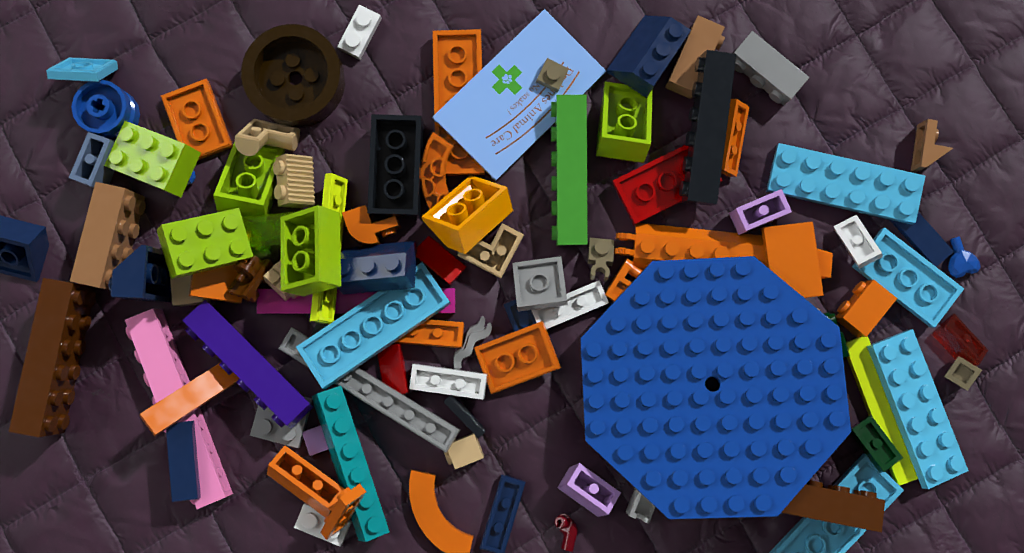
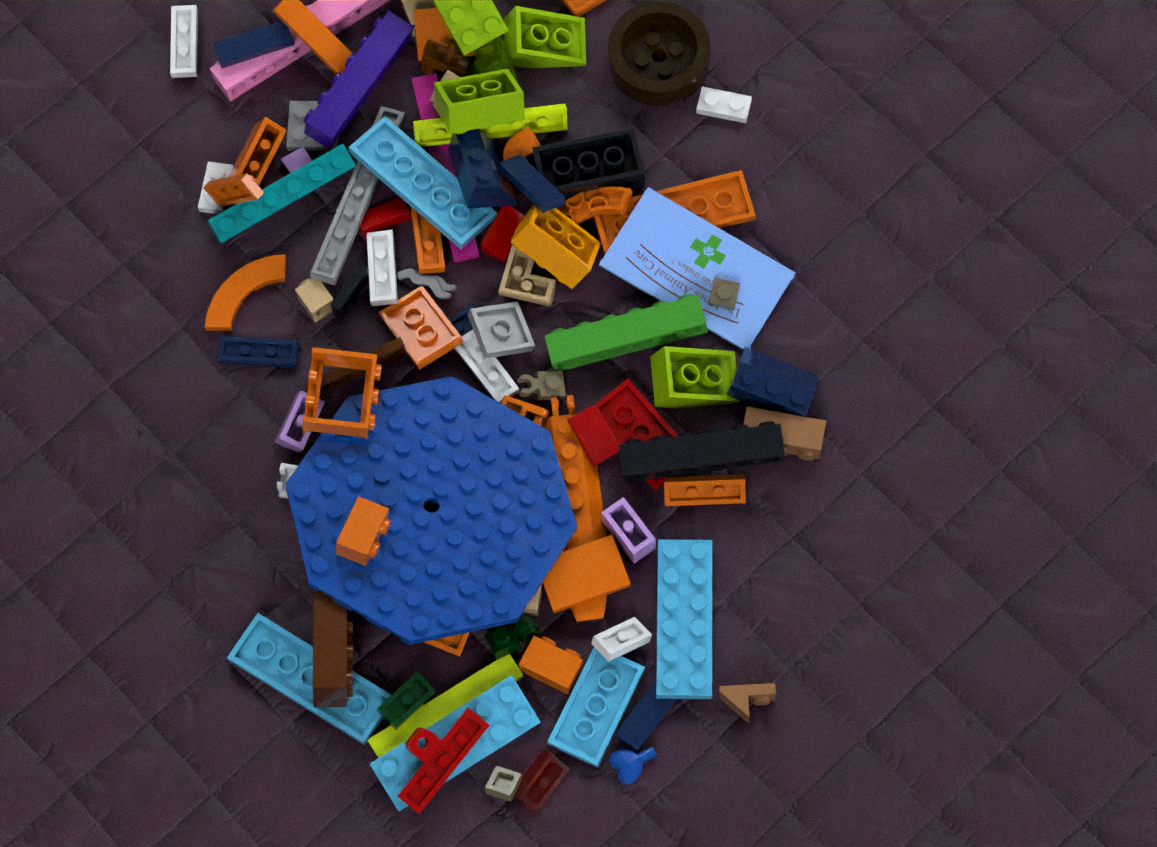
camera: 85 degrees right, 15 degrees down
(156, 528) = (184, 41): none -> white plate
(261, 133) = (594, 41): tan brick -> none
(294, 181) = (551, 78): tan brick -> none
(408, 221) = (531, 183): none -> dark blue tile
(550, 428) = (342, 376): none -> reddish brown tile
(569, 530) = (255, 418): dark red arm -> none
(600, 421) = (341, 359): none -> orange window
(661, 222) = (594, 434): none -> red slope
(743, 455) = (362, 531): none -> orange brick
(769, 69) = (789, 510): light grey brick -> none
(941, 426) = (439, 757): none -> red plate

